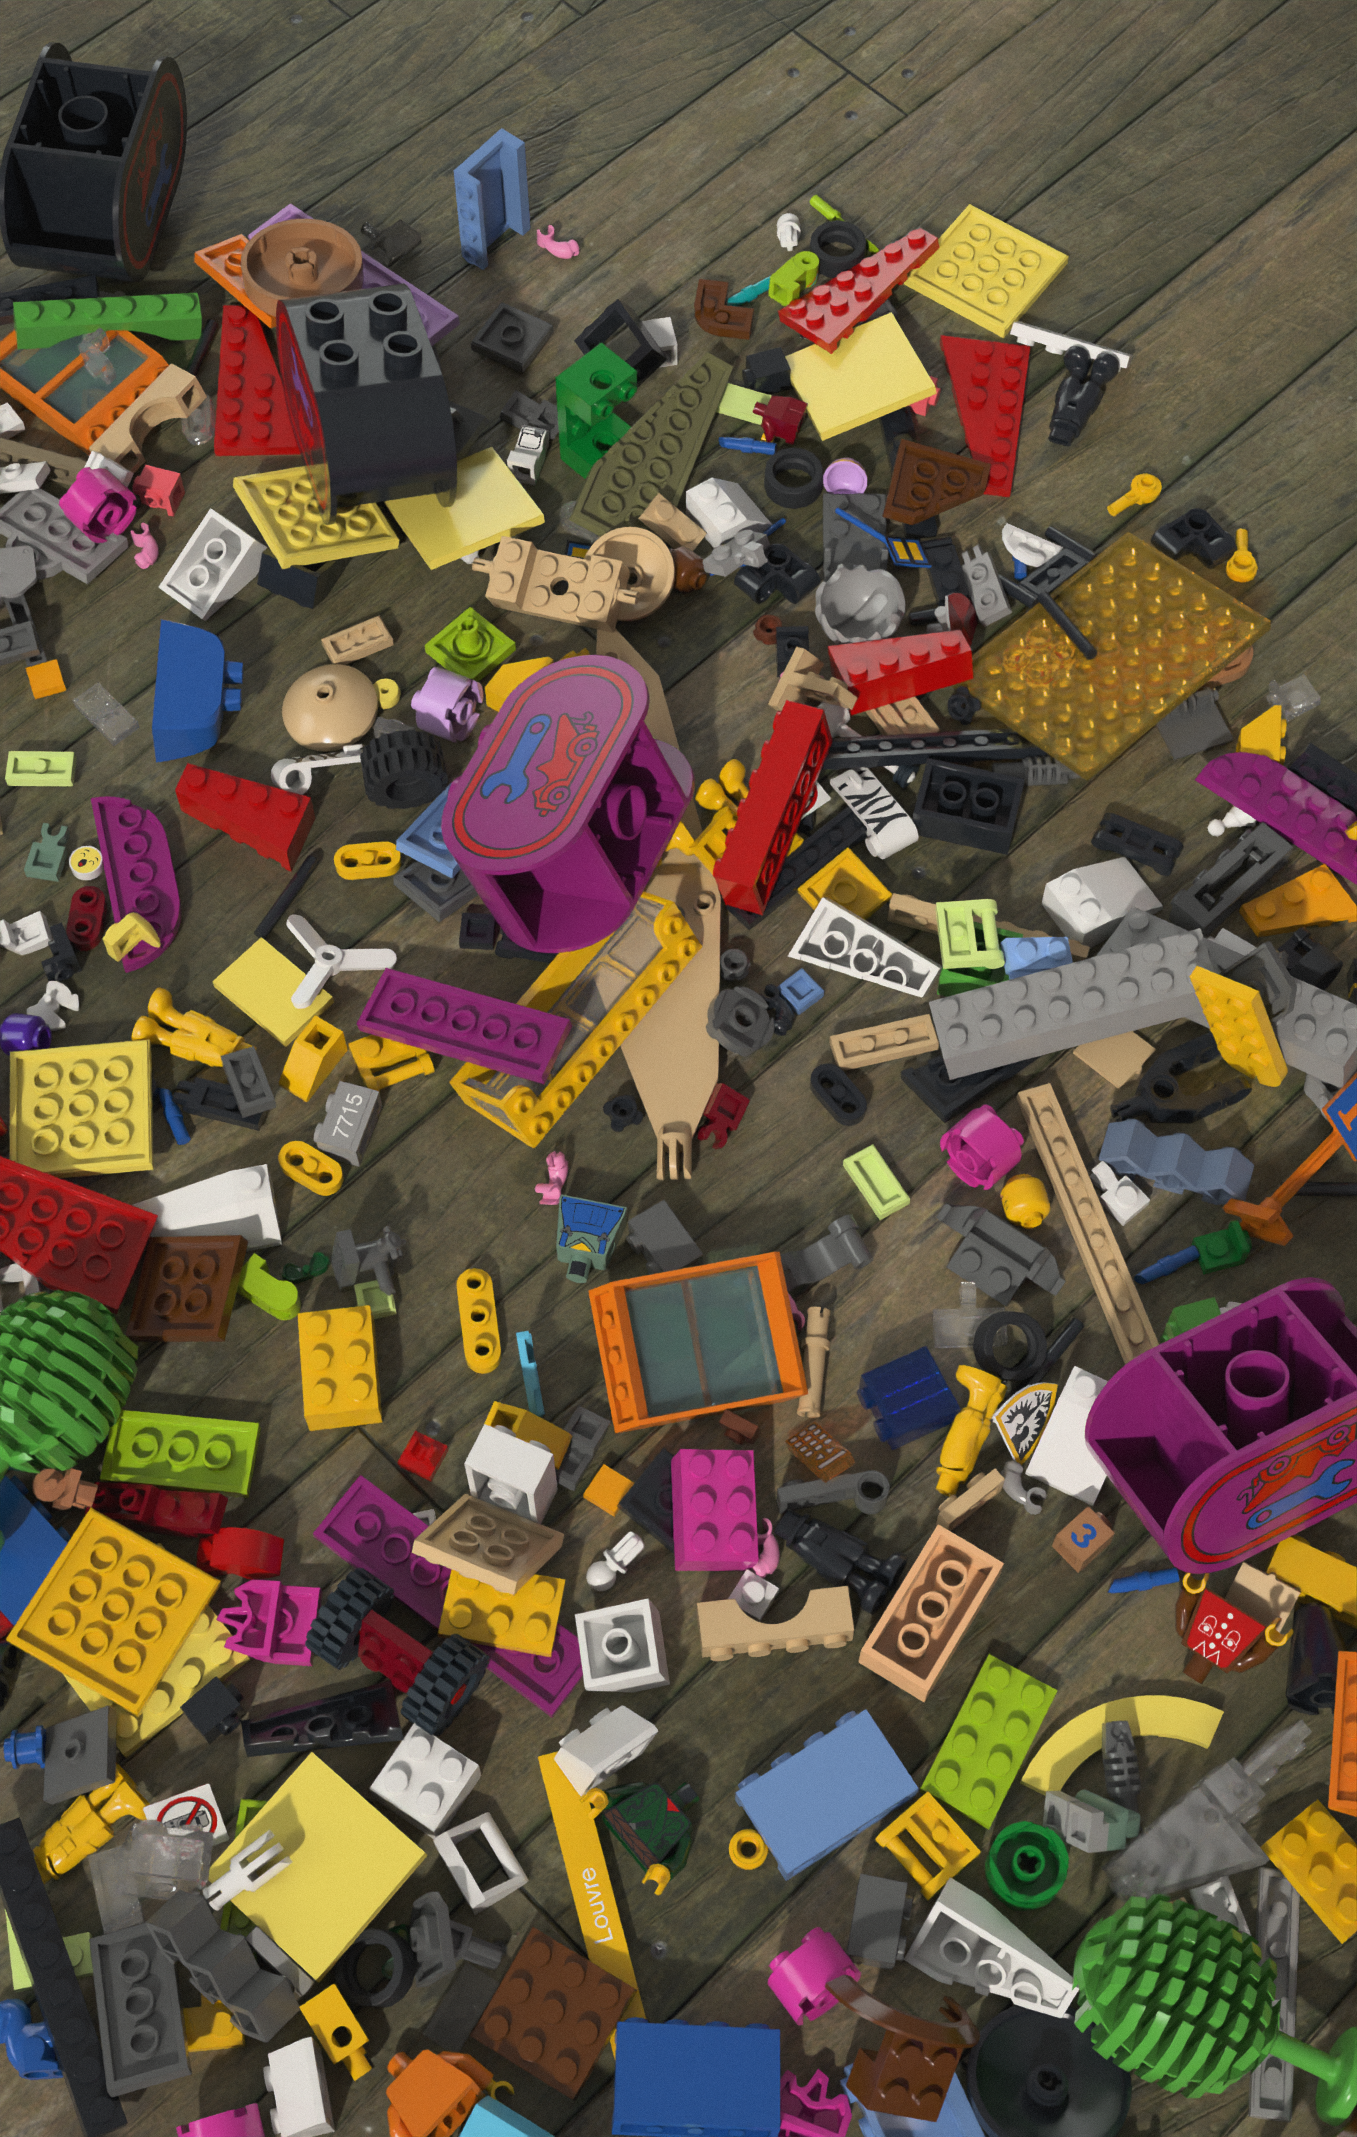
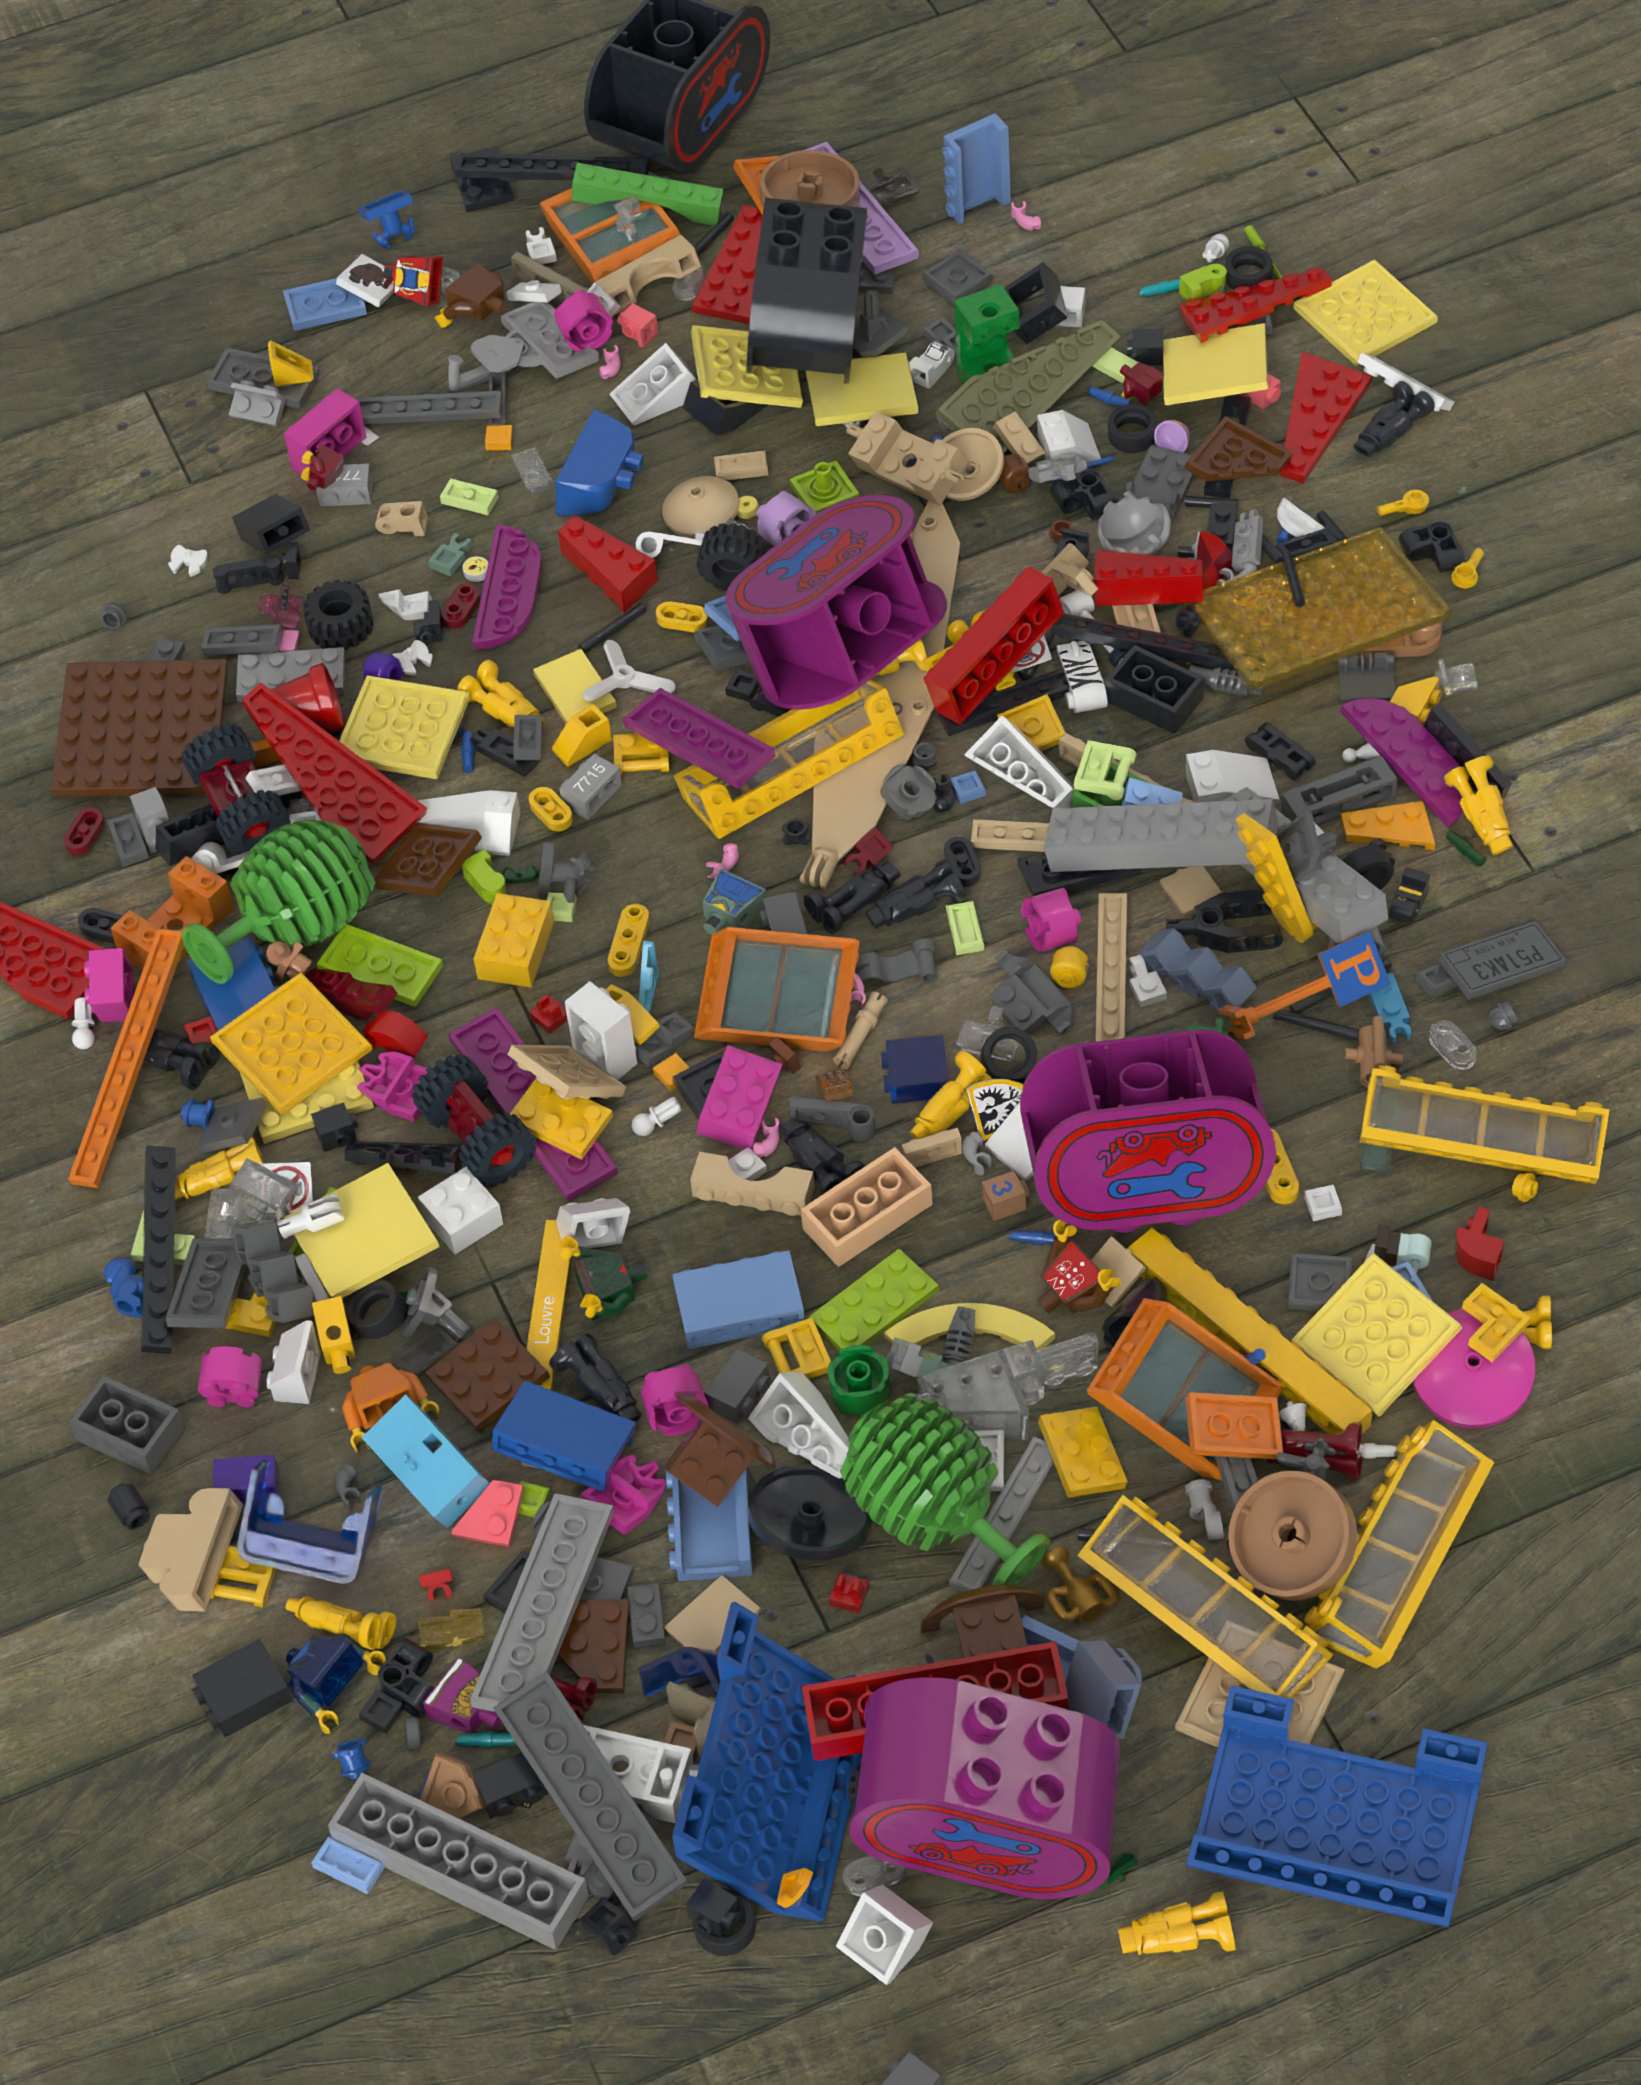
camera: 25 degrees right, 10 degrees down
(127, 933) = (482, 619): light yellow plate -> none
(475, 1898) = (476, 1293): white tile -> none
(622, 1648) = (635, 1166): white slope -> none
(707, 1976) = (599, 1380): none -> black piece
(717, 317) = (1126, 294): reddish brown plate -> none
(737, 1163) = (860, 889): none -> black piece
(748, 1836) = (666, 1312): yellow plate -> none
(803, 1162) = (916, 897): none -> black piece
(902, 550) = (1188, 497): piece -> none
(1000, 622) = (1246, 569): none -> light grey arm

